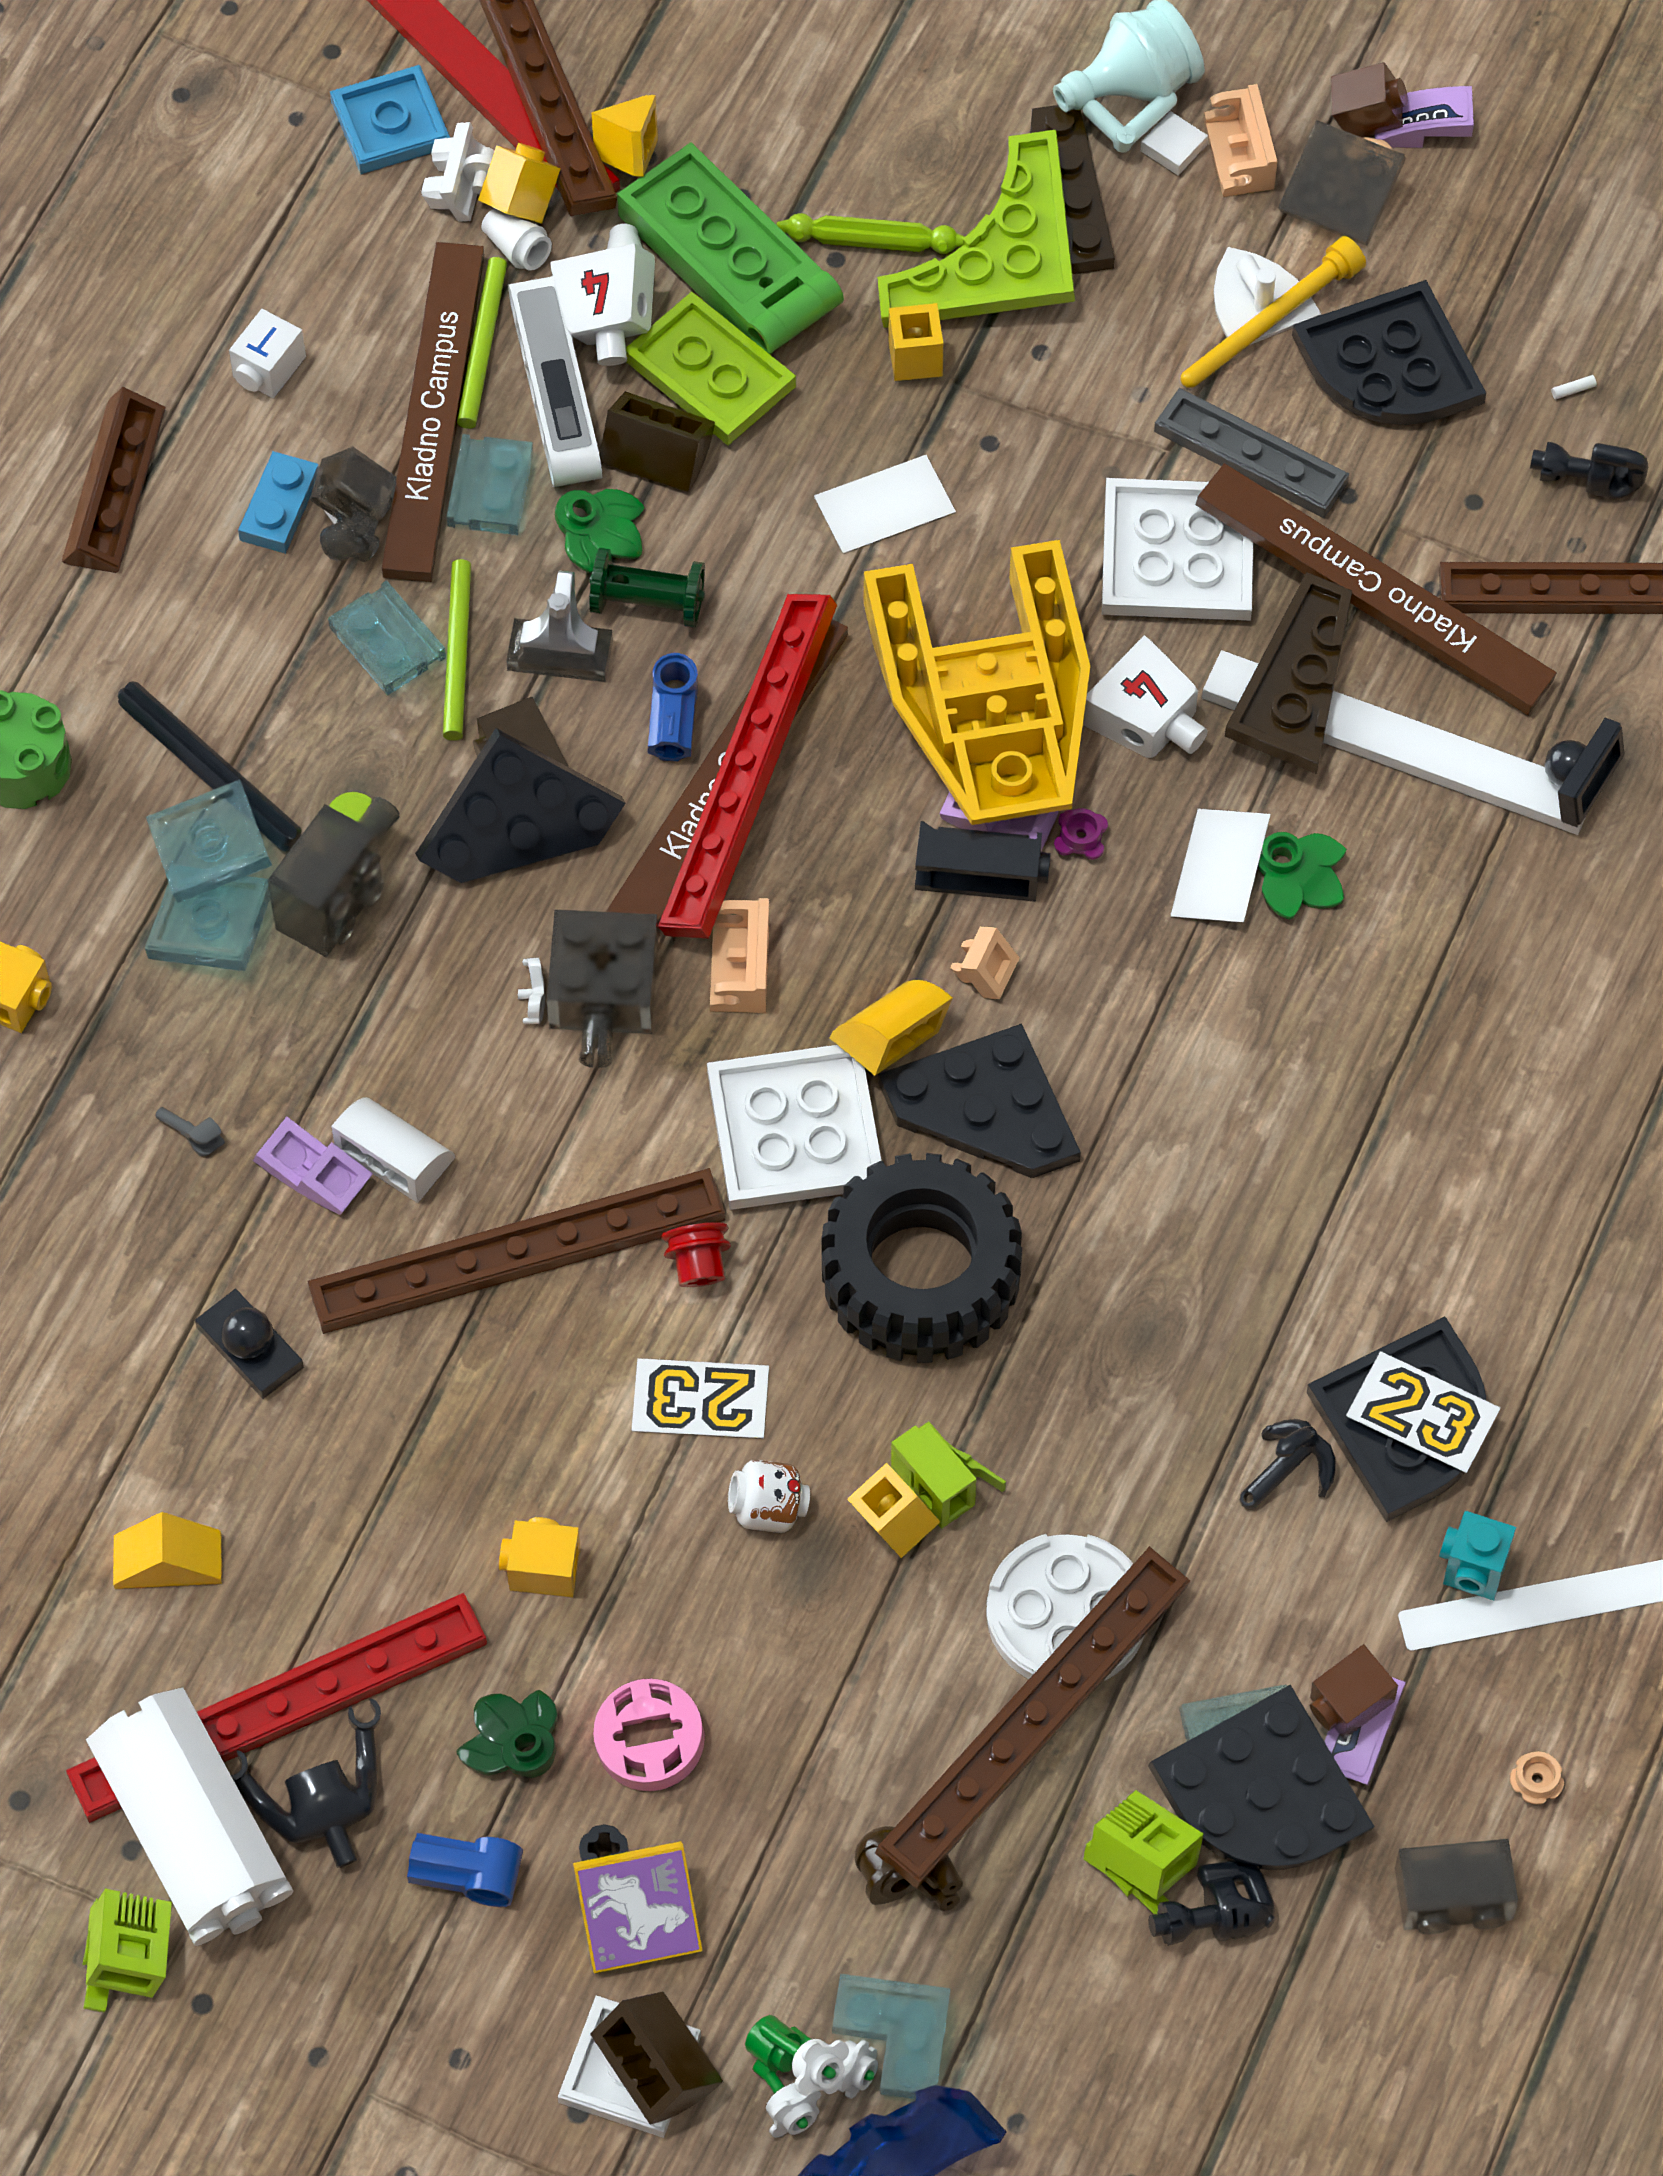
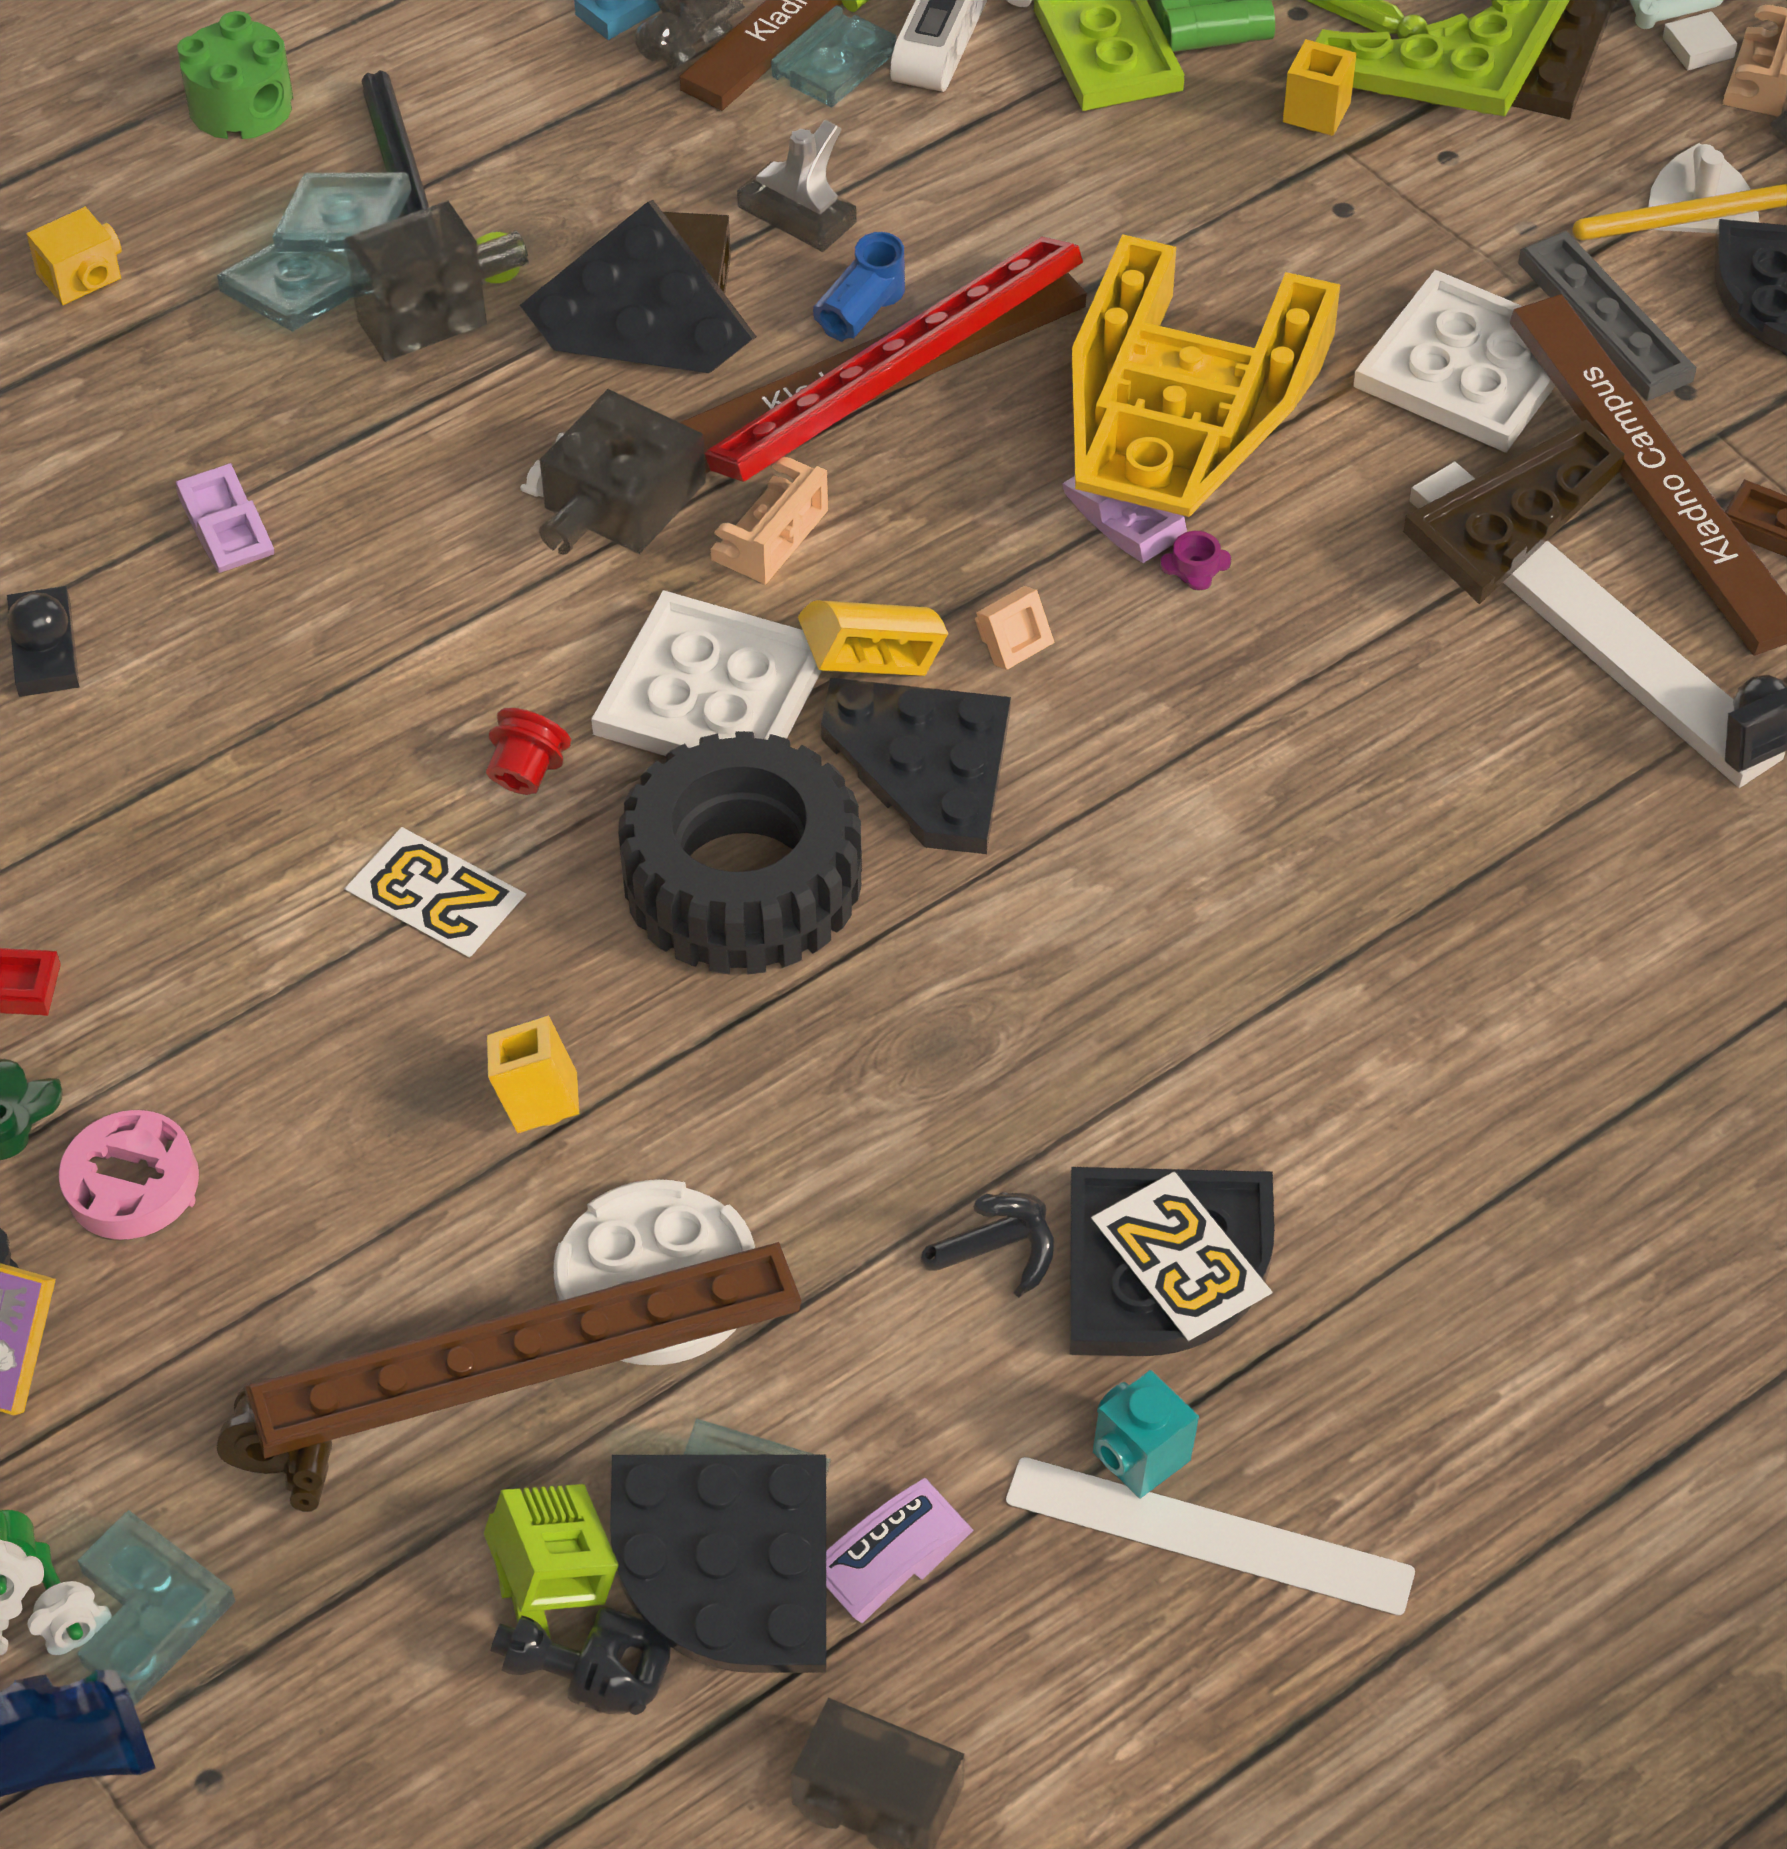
camera: 30 degrees right, 10 degrees down
(202, 1138) = (146, 450): dark grey hand -> none
(386, 638) = (643, 134): clear light blue plate -> none
(391, 1148) = (308, 532): white brick -> none
(457, 650) = (712, 155): lime bar -> none
(514, 1251) = (351, 674): reddish brown tile -> none
(541, 1557) = (155, 954): yellow brick -> none
(606, 526) = (912, 127): green plate -> none
(647, 587) = (877, 162): dark green hose -> none
(655, 441) = (1012, 76): dark brown brick -> none
(768, 1496) = (421, 1004): white head -> none
(884, 504) = (1203, 217): white sticker -> none
(939, 1472) = (606, 1048): lime piece -> none
(980, 863) = (1070, 539): black window -> none
(1145, 703) = (1339, 471): white torso -> none
(1220, 865) = (1323, 649): white sticker -> none
(1307, 875) = (1404, 689): green plate -> none
(1352, 1692) = (888, 1498): reddish brown brick -> none
(1537, 1764) = (1062, 1695): light nougat plate -> none

